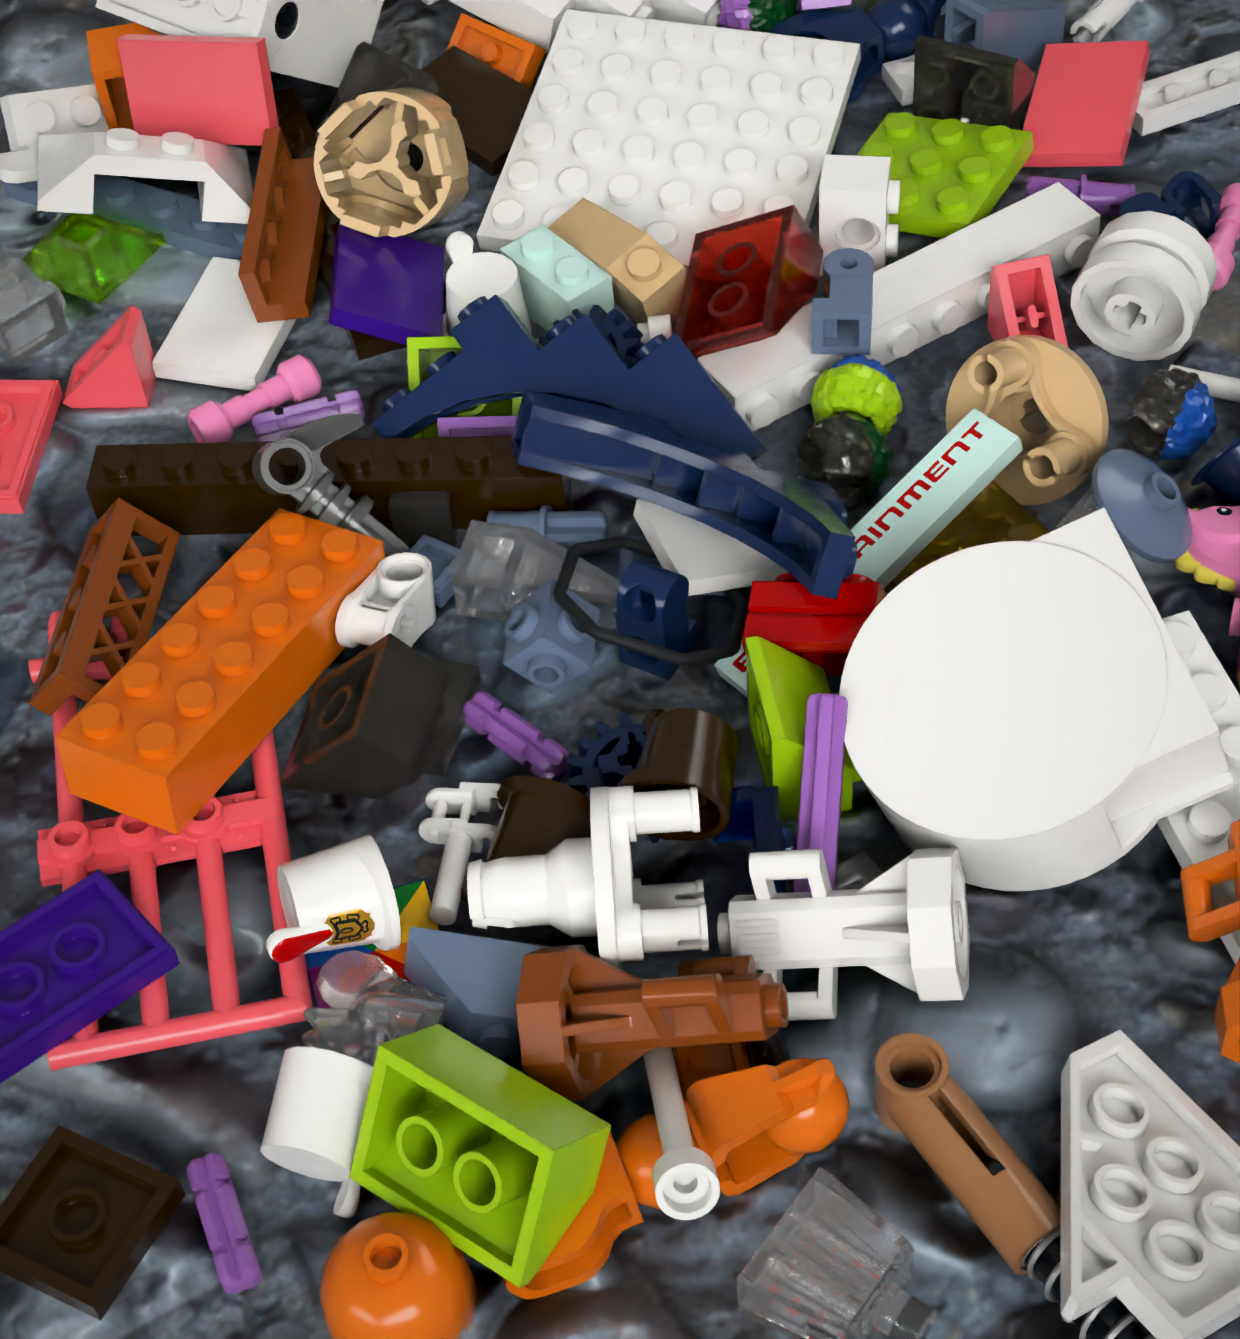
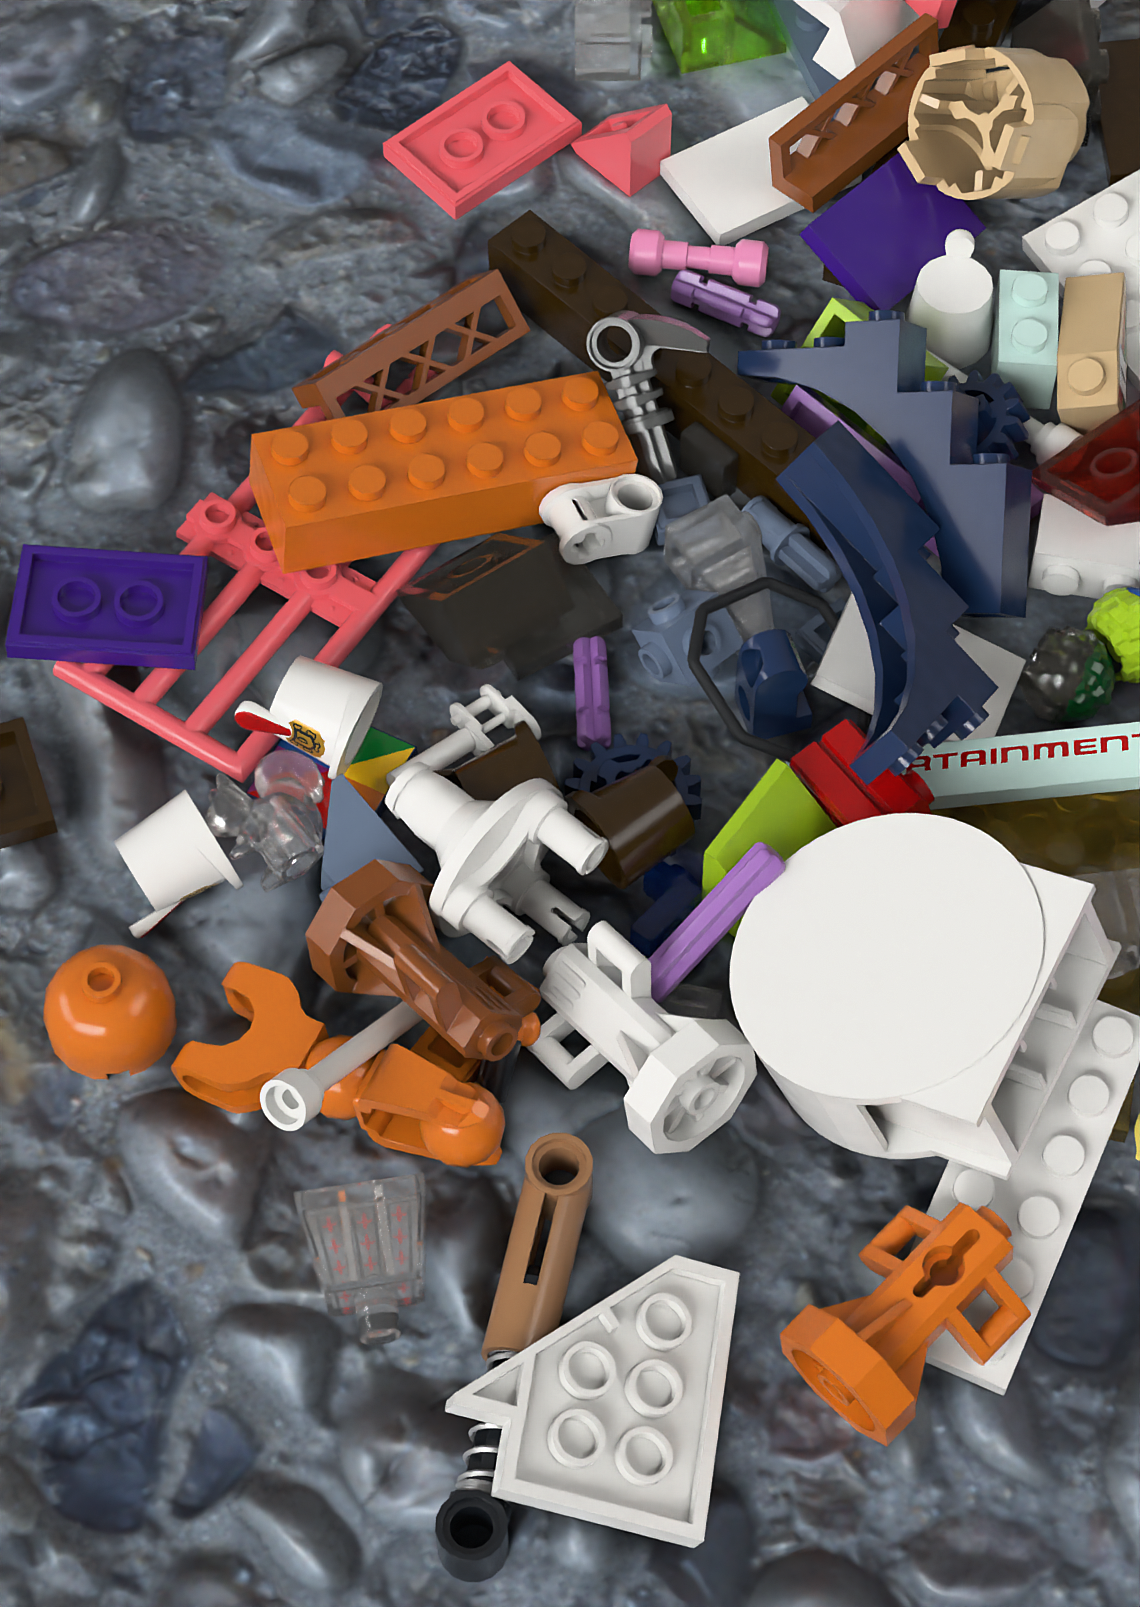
camera: 40 degrees right, 10 degrees up
(224, 1223) = (59, 871): medium lavender axle -> none
(476, 1149) = (225, 961): lime slope -> none

